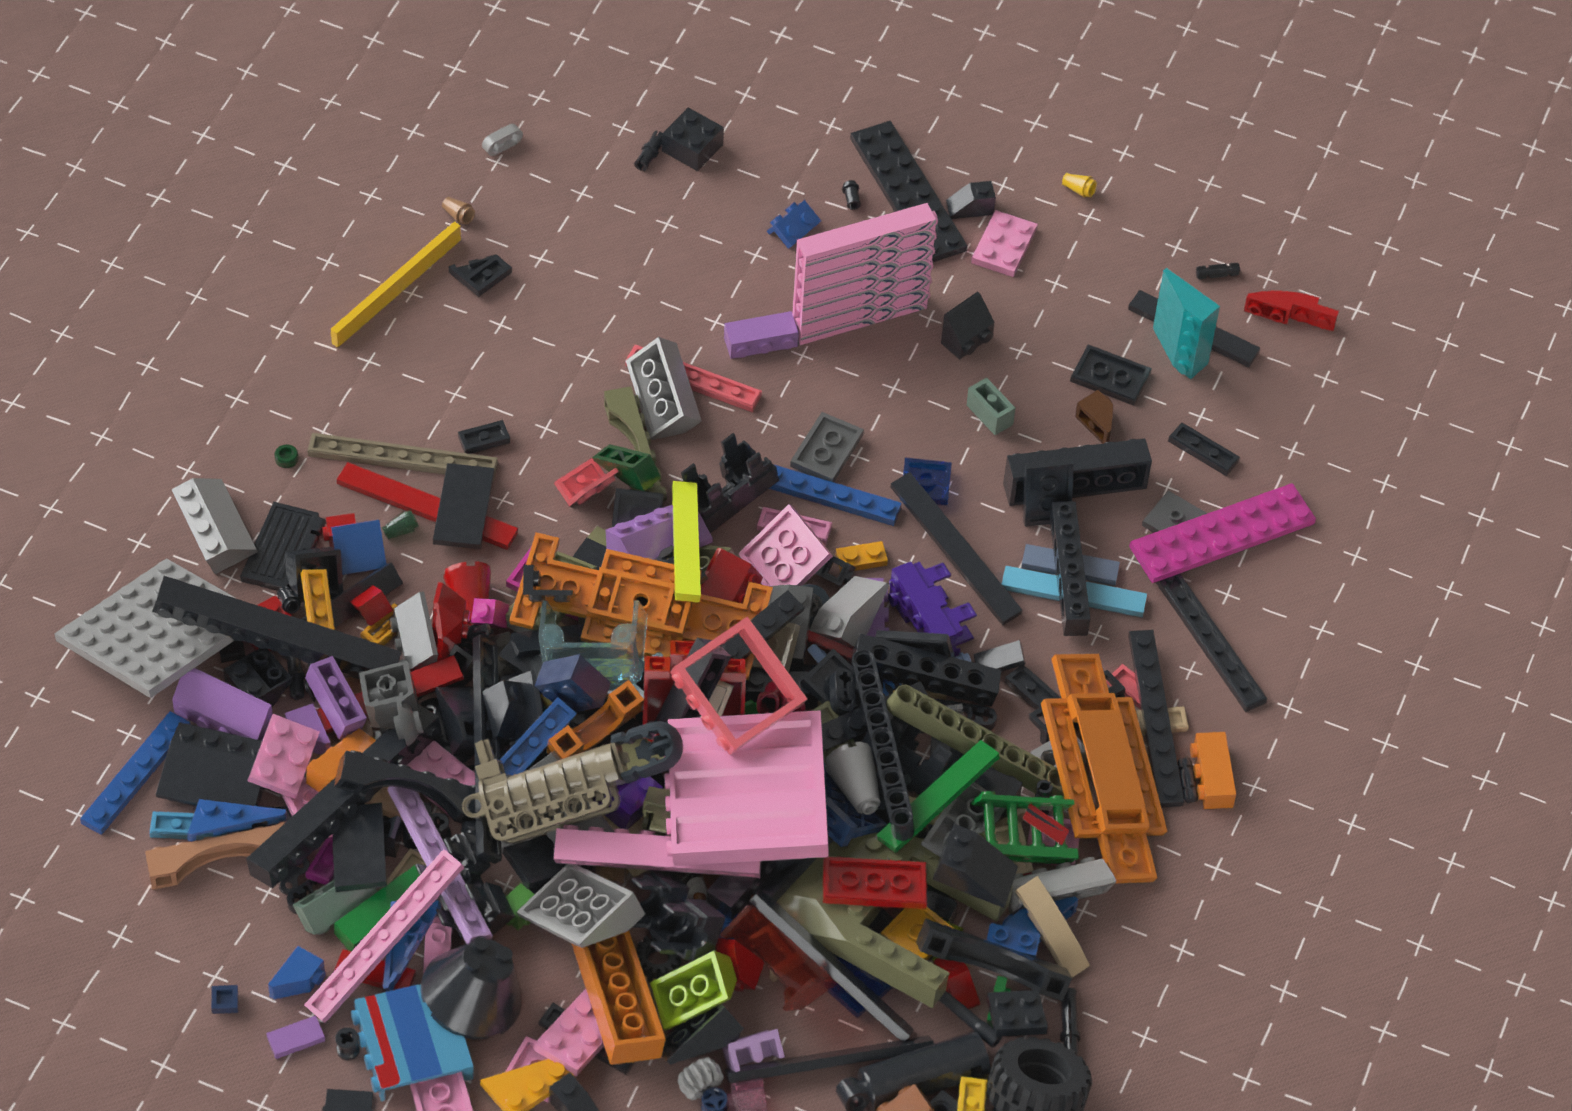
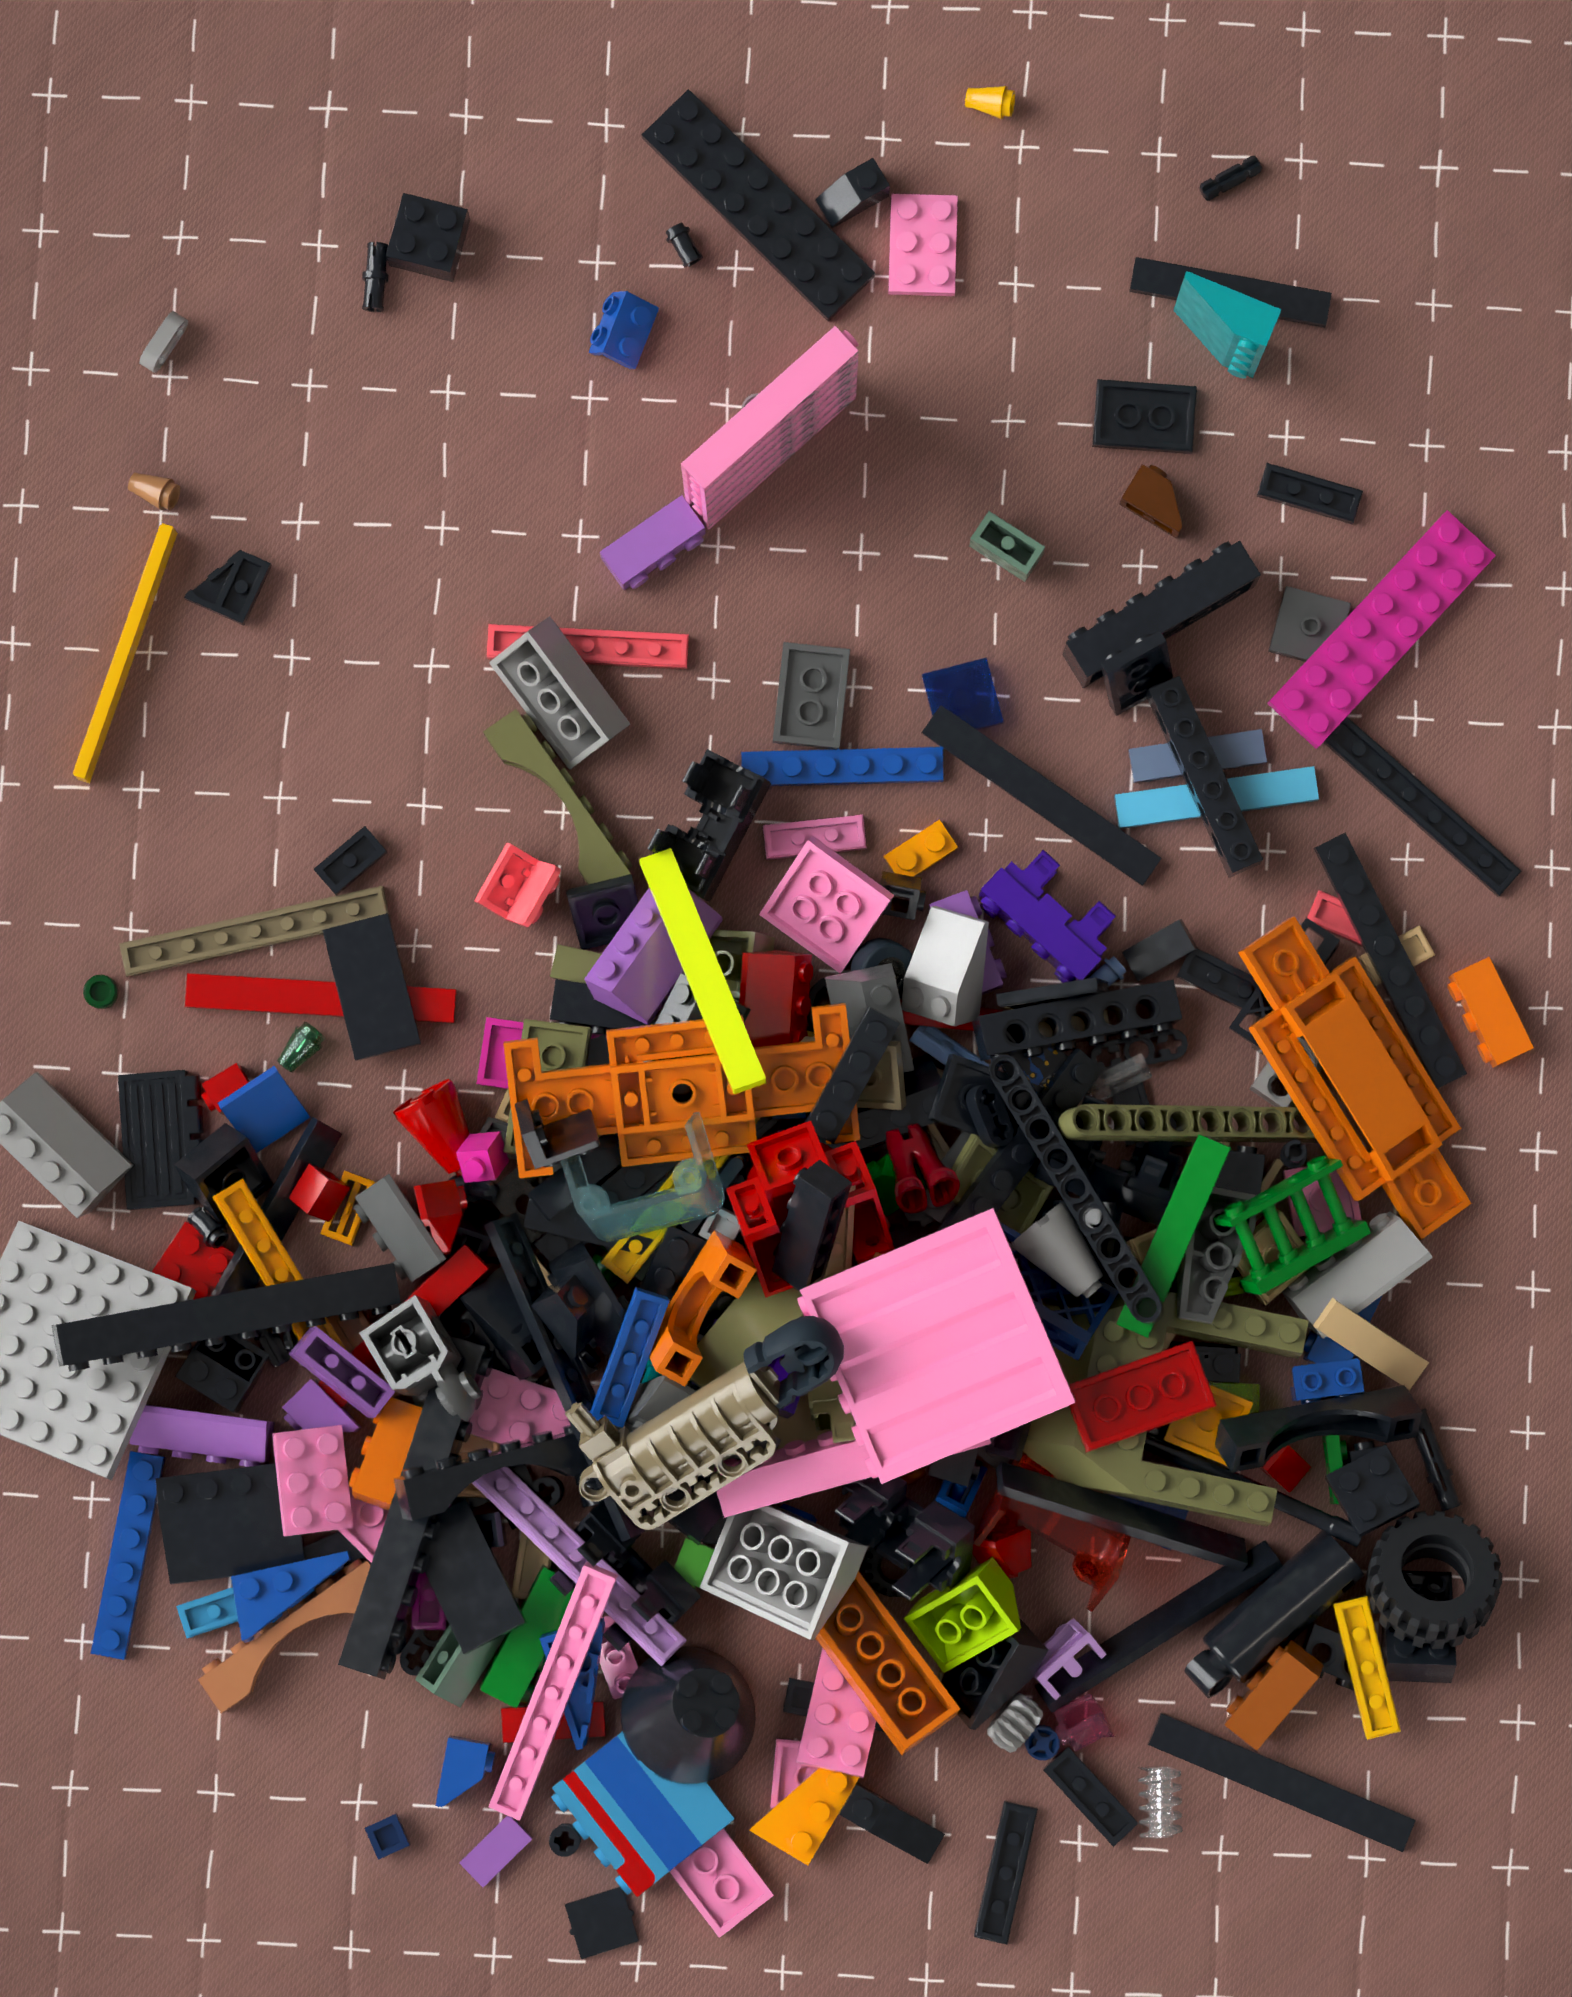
camera: 15 degrees left, 30 degrees up
(573, 682) = (646, 1260): dark blue brick -> none
(634, 467) = (566, 851): dark green slope -> none
(770, 663) = (827, 1204): coral window -> none
(967, 326) = (930, 425): black slope -> none
(975, 867) = (1258, 1328): black slope -> none
(1045, 824) = (1317, 1209): red sticker -> none
(1187, 780) = (1460, 1037): black axle -> none
(1286, 304) = (1340, 209): red slope -> none

